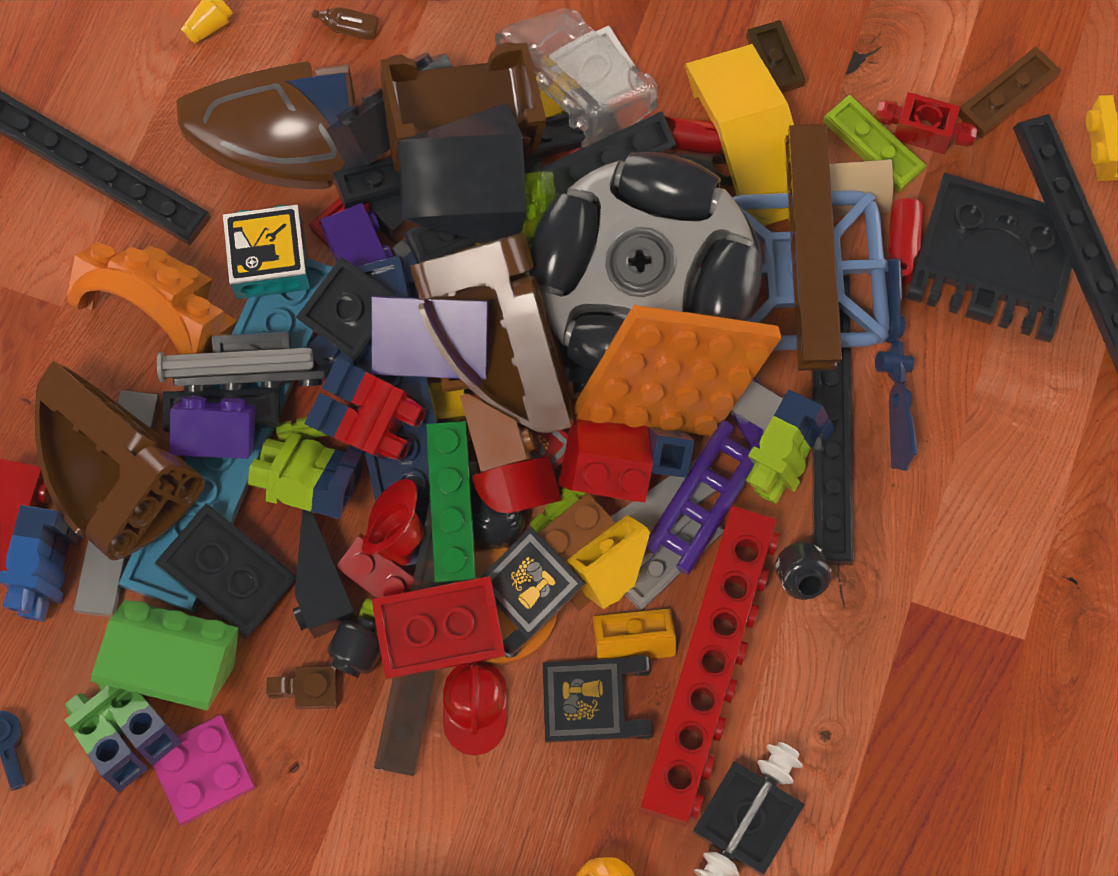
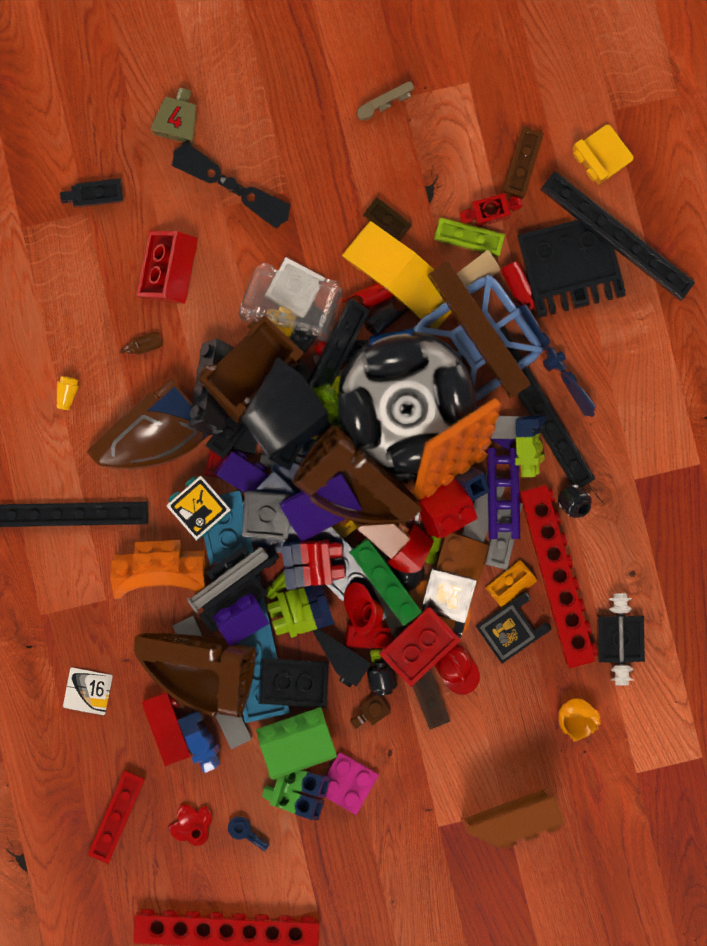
camera: 30 degrees left, 15 degrees up
(611, 561) = (480, 558): yellow slope -> none

